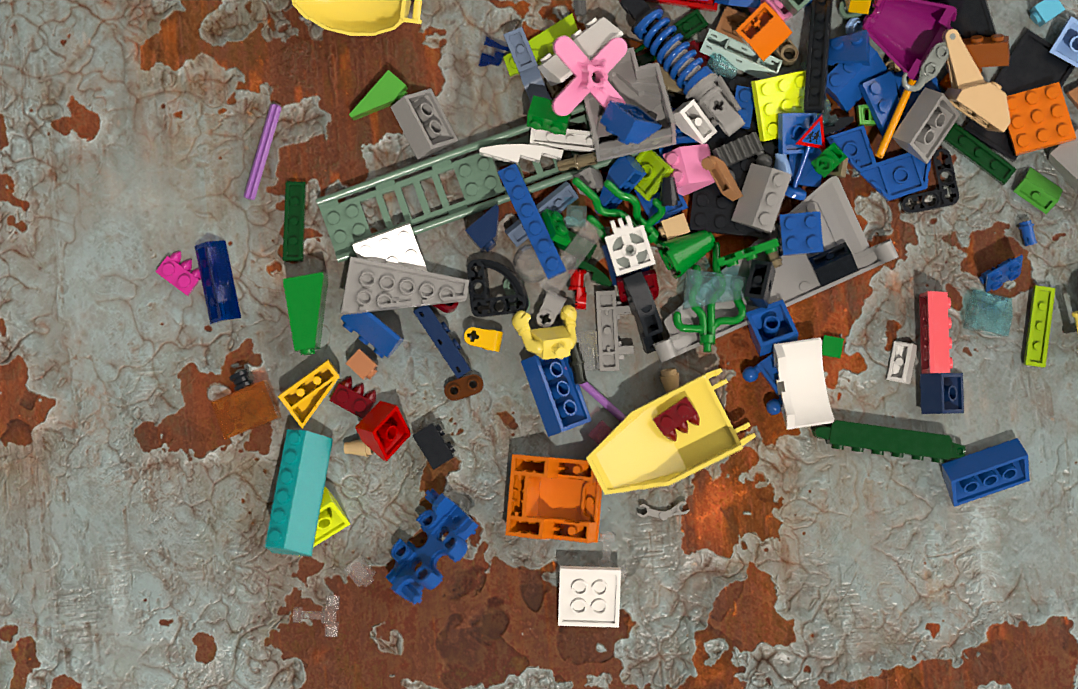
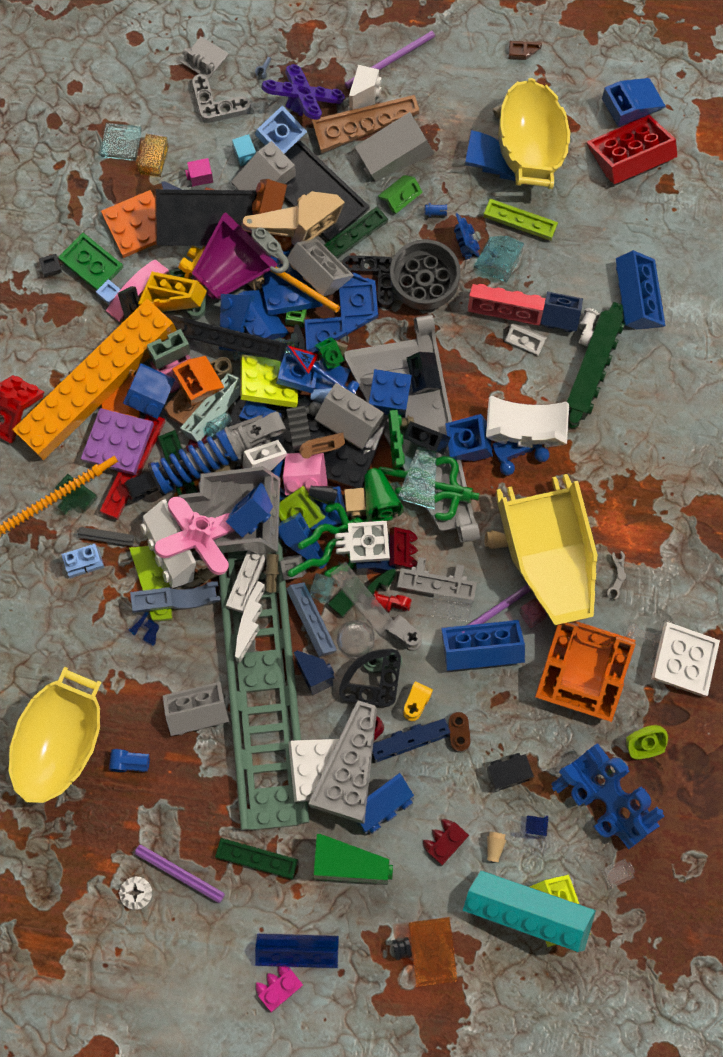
camera: 80 degrees left, 15 degrees down
(242, 120) = (142, 899): none -> white gear
(309, 391) = (429, 881): yellow wedge -> none
(327, 615) = (655, 918): clear bar -> none
(356, 69) = (123, 760): none -> blue piece
(362, 365) = (415, 823): nougat brick -> none
(382, 95) = (156, 738): bright green slope -> none
(383, 429) = (483, 816): red slope -> none
(387, 482) = (536, 827): none -> clear blue panel
(496, 574) = (647, 742): none -> lime piece
(531, 221) = (317, 626): blue plate -> none
(543, 117) = (221, 588): green brick -> none
(549, 341) = (435, 636): light yellow torso -> none
(556, 227) = (331, 604): green plate -> none
(577, 365) = (461, 619): pearl dark grey pin -> none
(644, 310) = (427, 543): black slope -> none
(676, 418) = (534, 539): dark red plate -> none
(832, 346) = (498, 391): green tile -> none
(853, 25) = (213, 307): light blue plate -> none
(932, 424) = (587, 325): none -> white connector
(968, 227) = (418, 255): none -> dark grey wheel
(1028, 38) = (265, 164): none -> light grey slope
(1039, 119) = (340, 174): orange plate -> none

